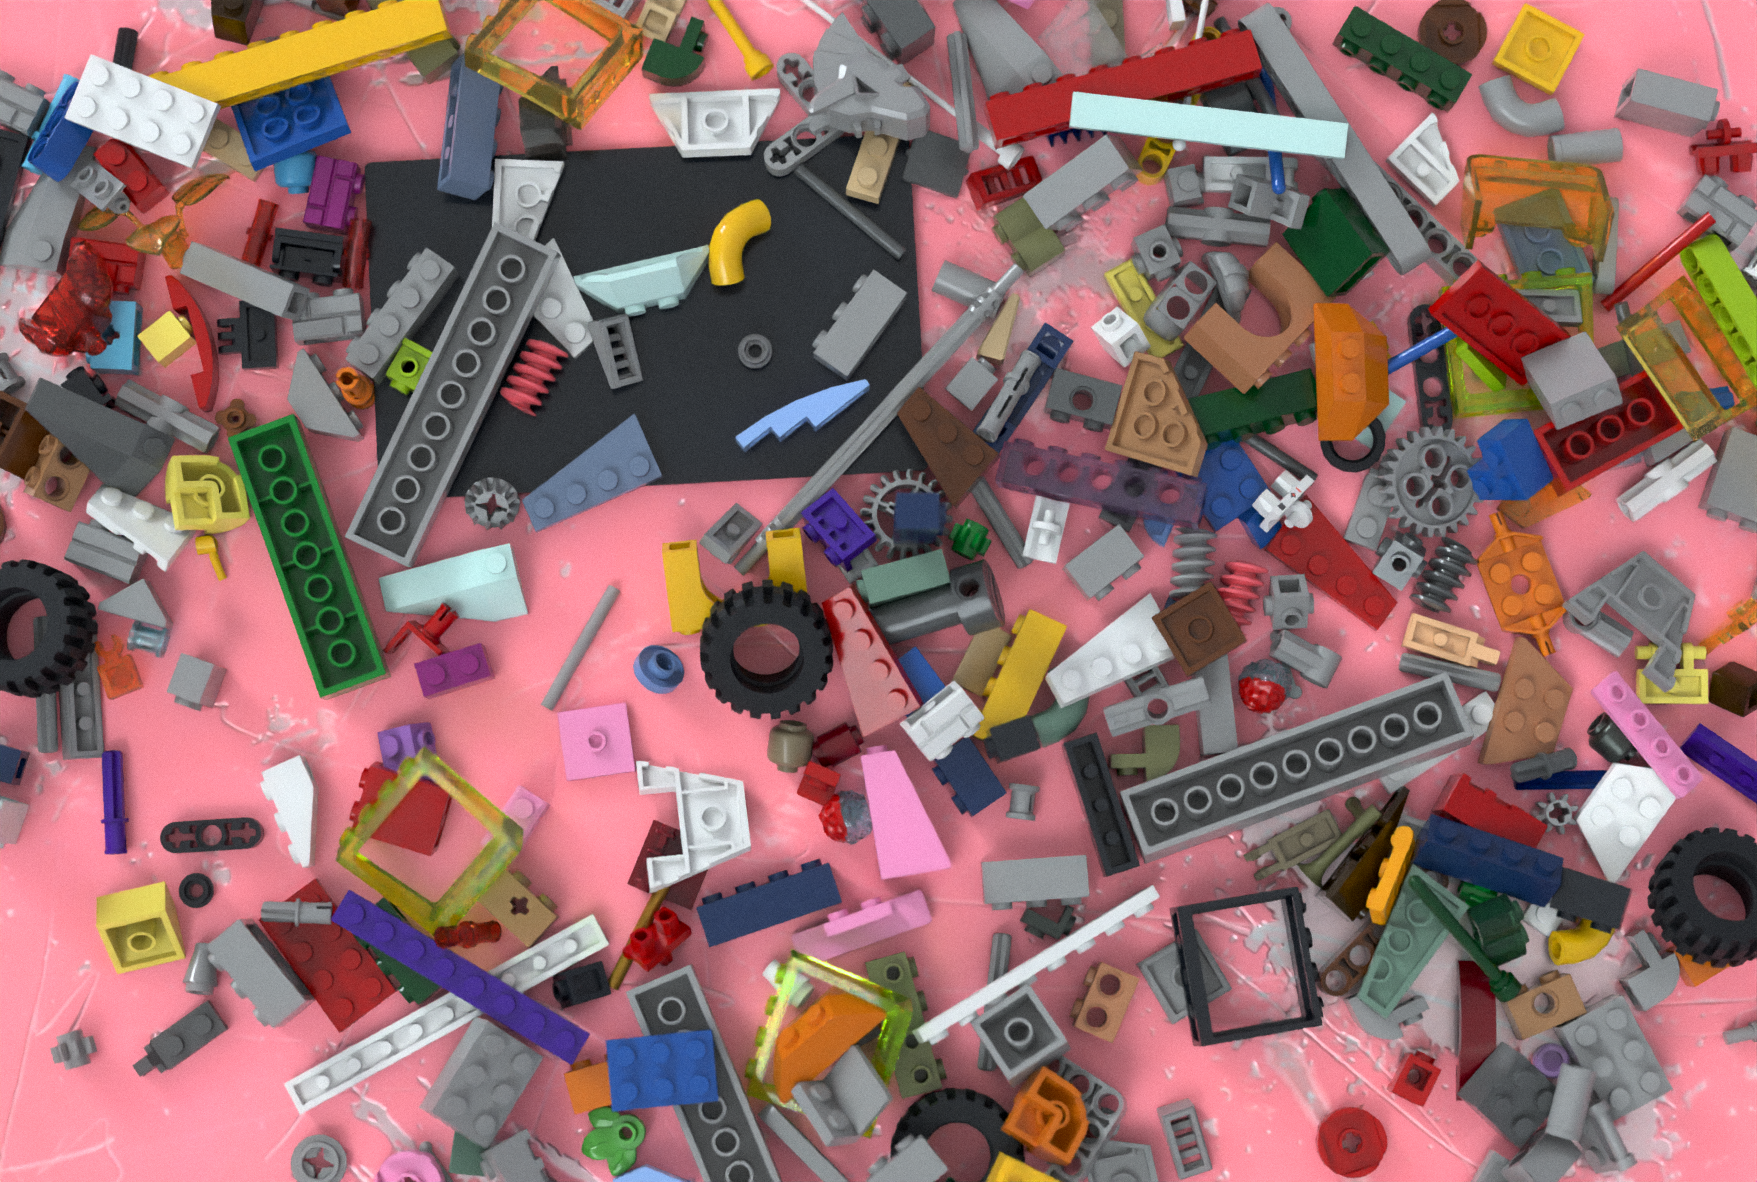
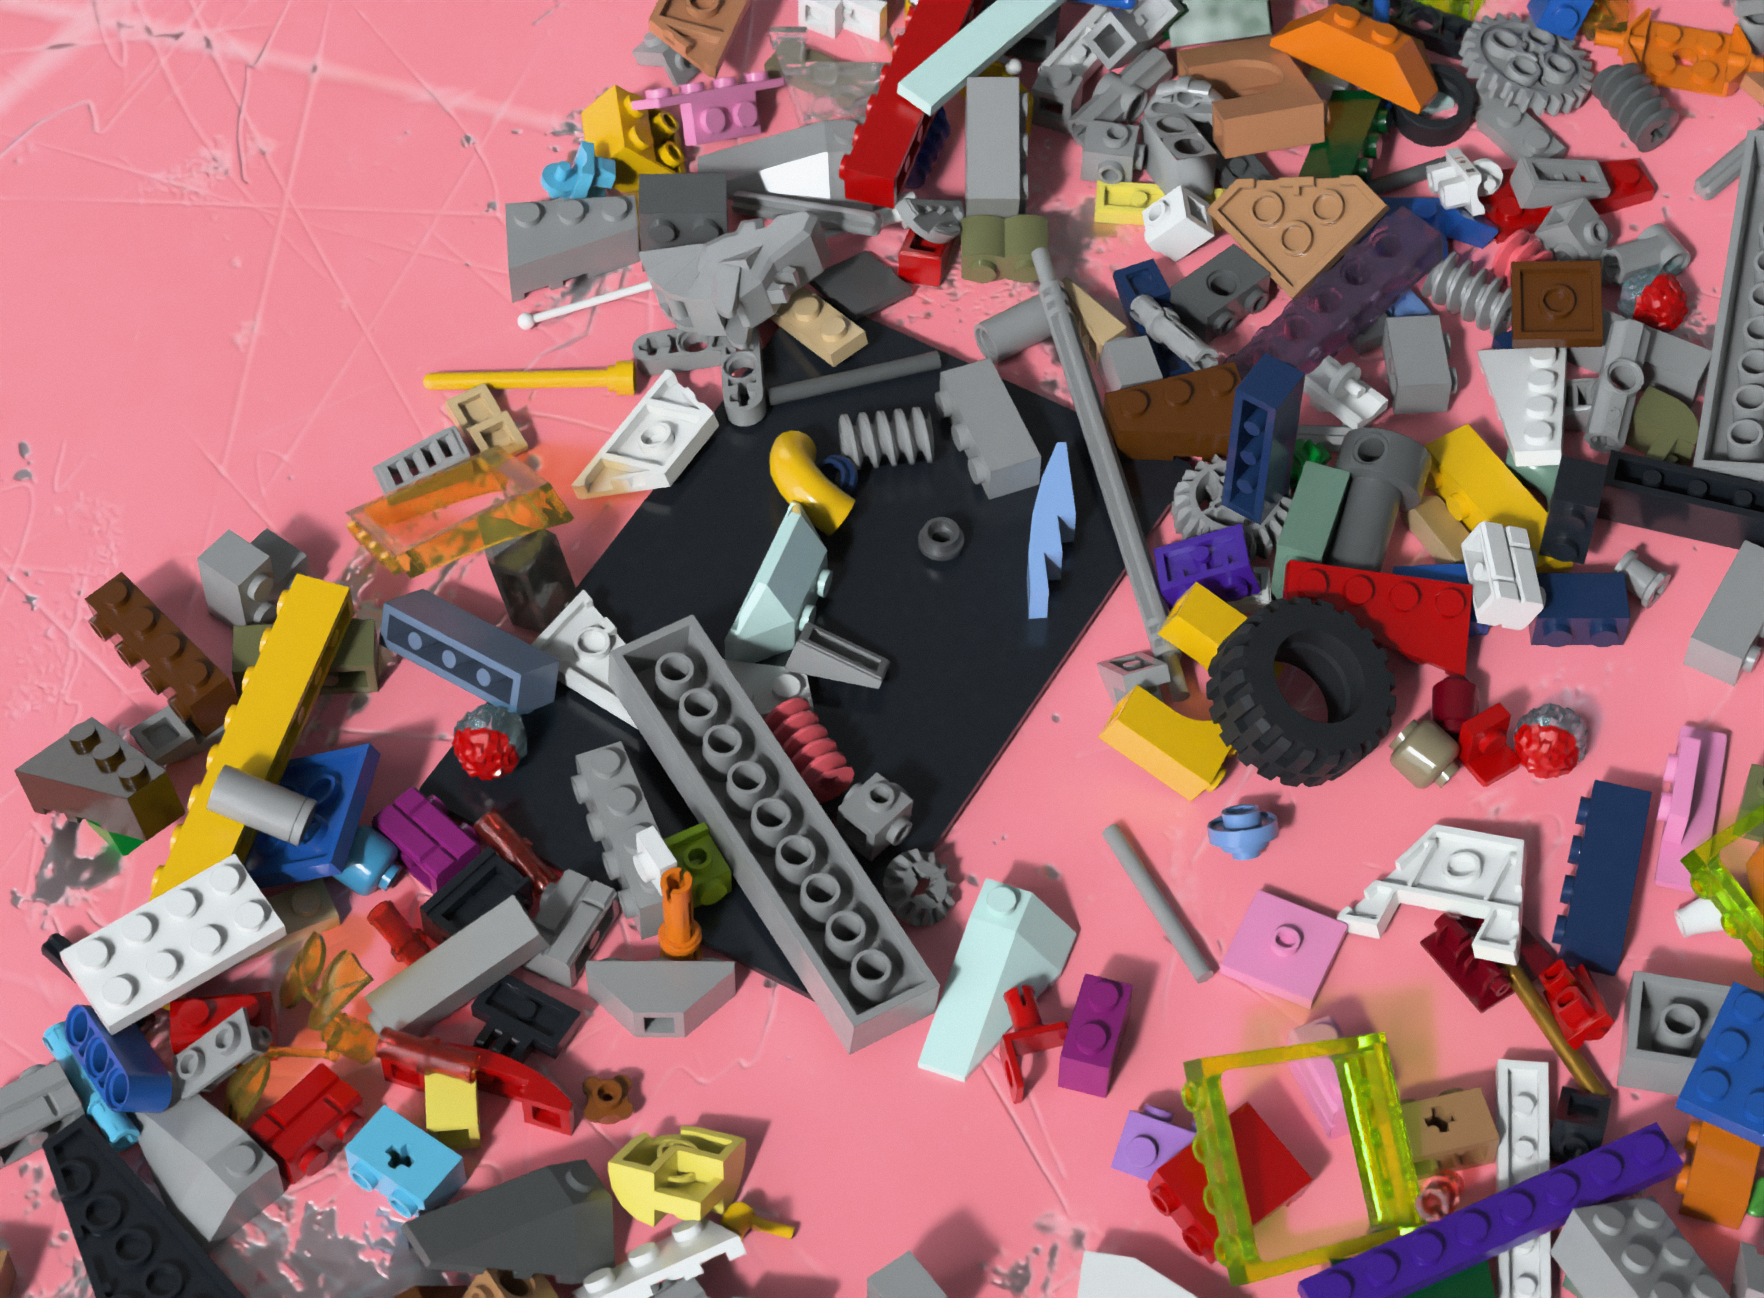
camera: 50 degrees left, 30 degrees down
(75, 309) = (345, 1172): clear red torso -> none
(167, 416) = (594, 1141): light grey piece -> none
(175, 306) = (428, 1055): none -> clear red pin
(258, 95) = (261, 805): none -> light grey pin
(309, 557) = (844, 1103): green brick -> none
(367, 351) = (652, 856): none -> white plate
(412, 186) = (489, 741): none -> red piece
(501, 441) = (874, 816): none -> light grey brick
(600, 474) = (968, 765): sand blue wing -> none
(677, 65) = (558, 440): dark green brick -> none
(757, 255) = (848, 471): none -> dark blue plate
(805, 268) = (886, 437): none -> light grey piece
(899, 822) = (1611, 685): bright pink slope -> none
(1007, 179) = (932, 218): none -> light grey plate
(1302, 555) = (1543, 183): none -> light grey slope
(1400, 559) = (1592, 126): brick -> none
(1447, 642) = (1706, 141): light nougat hinge -> none

